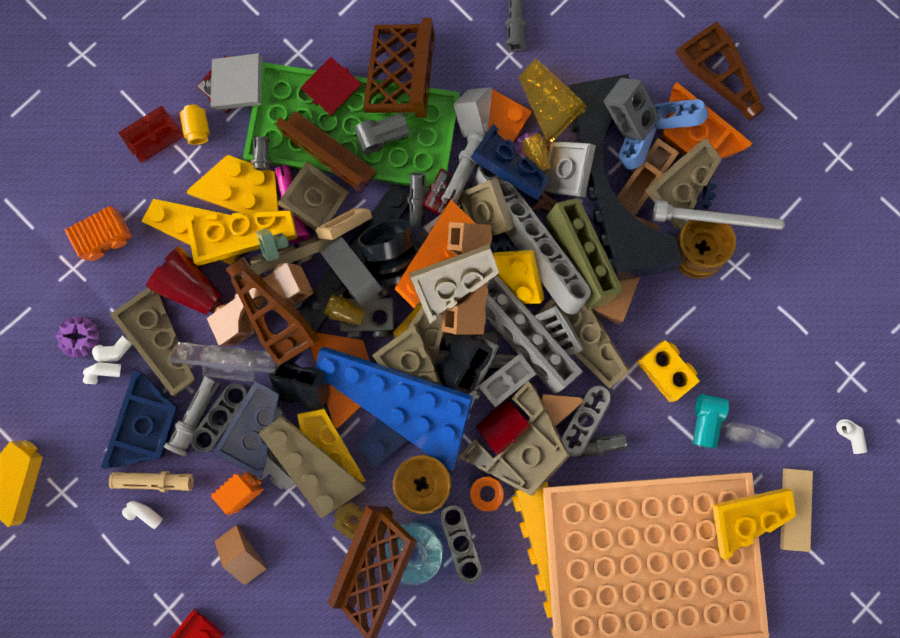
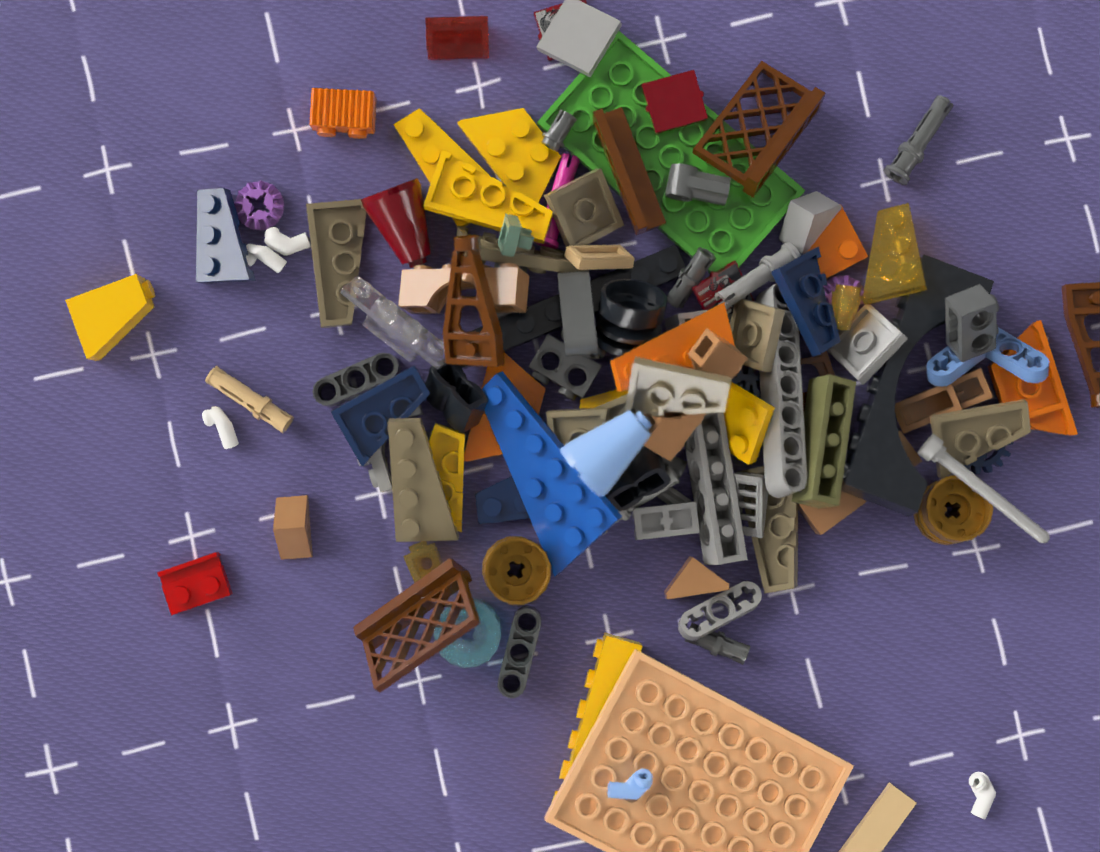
camera: 30 degrees right, 5 degrees up
(61, 380) = (219, 244): none -> wing
(141, 425) = (273, 336): dark blue wing -> none
(189, 423) = (316, 367): light grey pin -> none
(194, 124) = (508, 55): yellow brick -> none
(237, 492) = (331, 464): orange brick -> none
(344, 310) = (545, 348): clear yellow cone -> none
(432, 353) = (607, 450): none -> light blue cone
(475, 493) = (563, 613): orange piece -> none
(502, 426) = (632, 563): dark red piece -> none
(534, 454) = (644, 608): dark tan wing -> none
(606, 592) = (633, 787): none -> light blue arm
(663, 375) = (827, 614): yellow brick -> none
(710, 414) = (850, 682): teal piece -> none
(745, 433) = (872, 722): clear slope -> none
(749, 517) = (818, 806): yellow wing -> none

